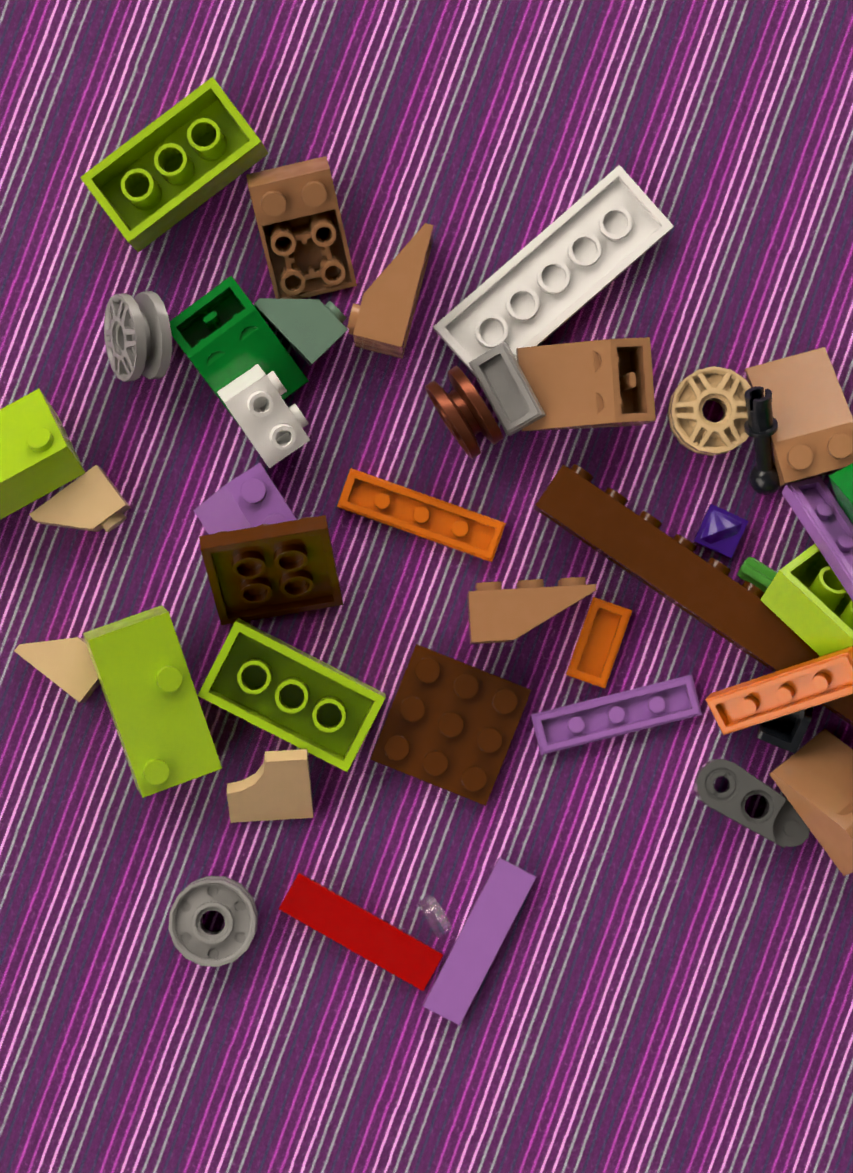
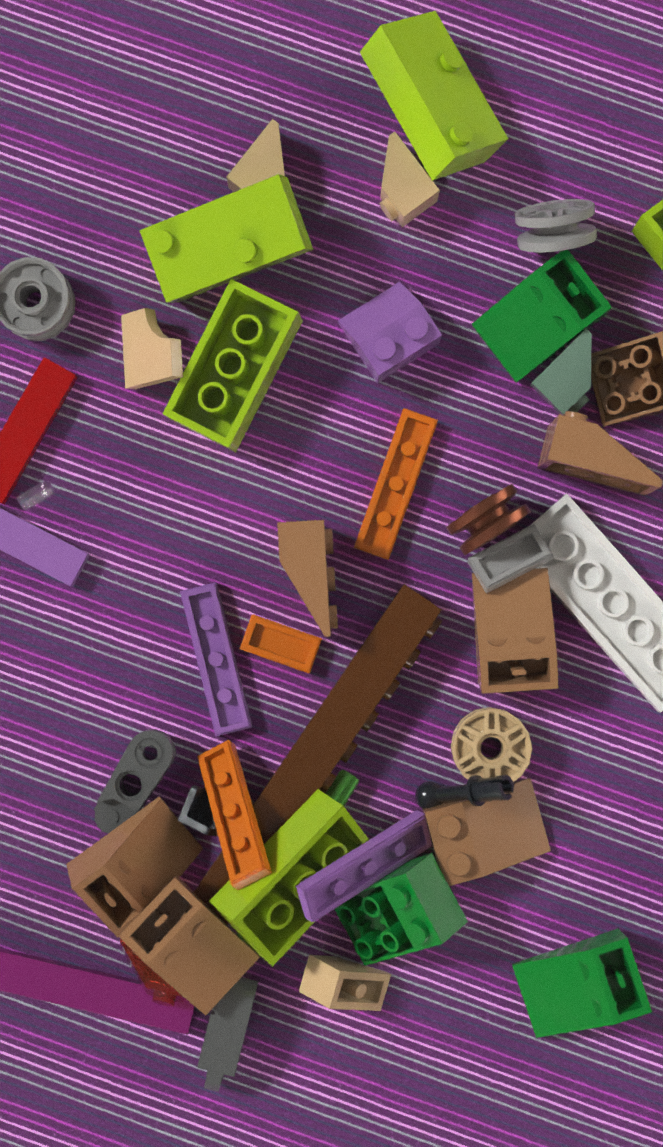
camera: 95 degrees right, 0 degrees up
(263, 414) = (485, 339): white brick -> none
(272, 569) = (345, 344): reddish brown plate -> none
(450, 724) = (207, 510): reddish brown plate -> none
(720, 531) = (381, 754): dark purple tile -> none

